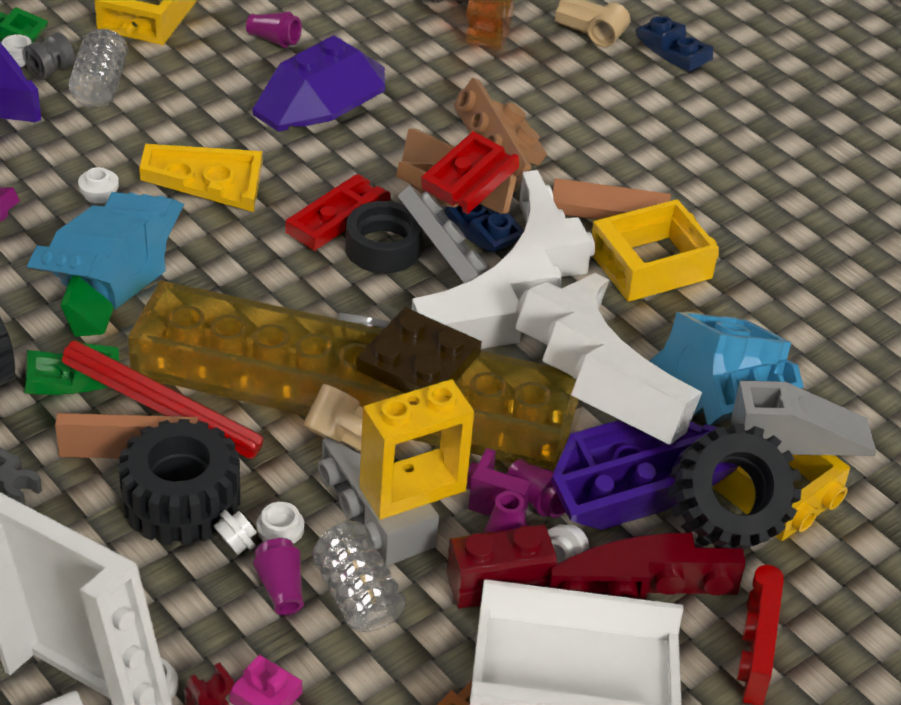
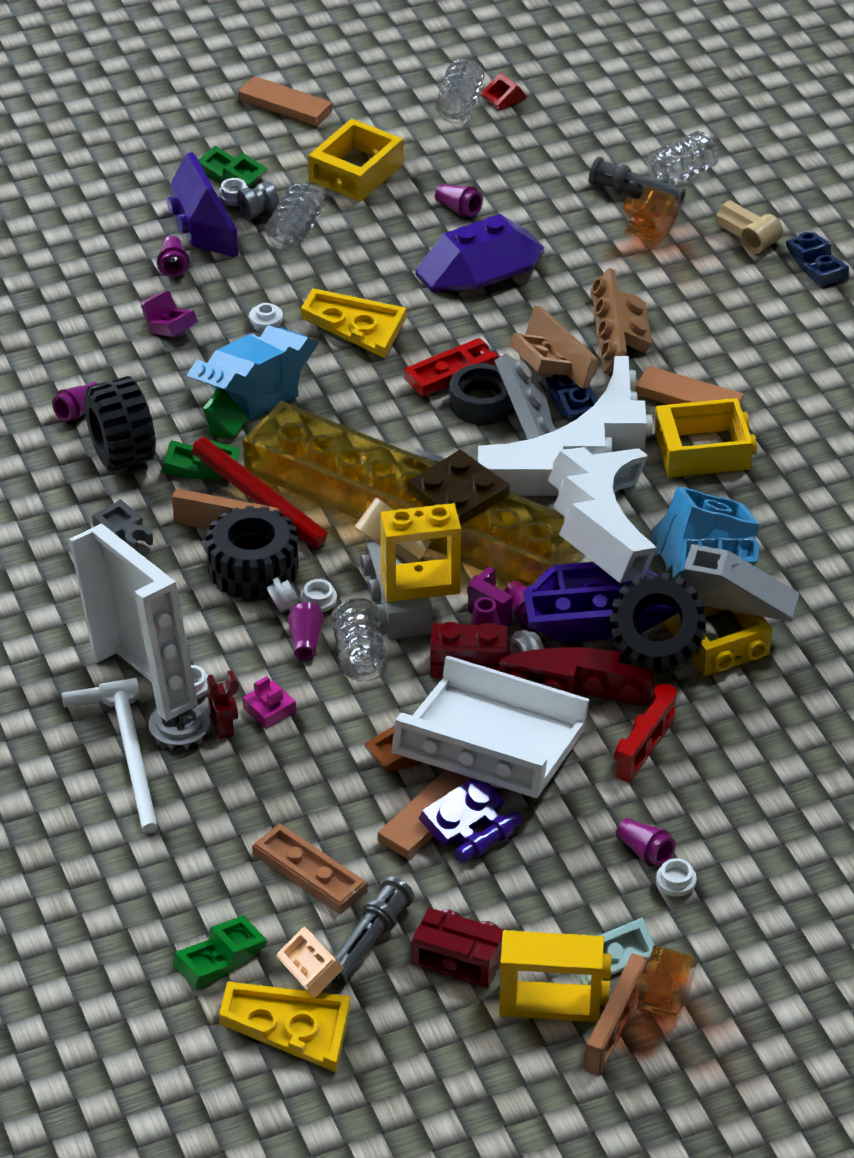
camera: 20 degrees right, 0 degrees up
(470, 172) = (558, 349): red plate -> none

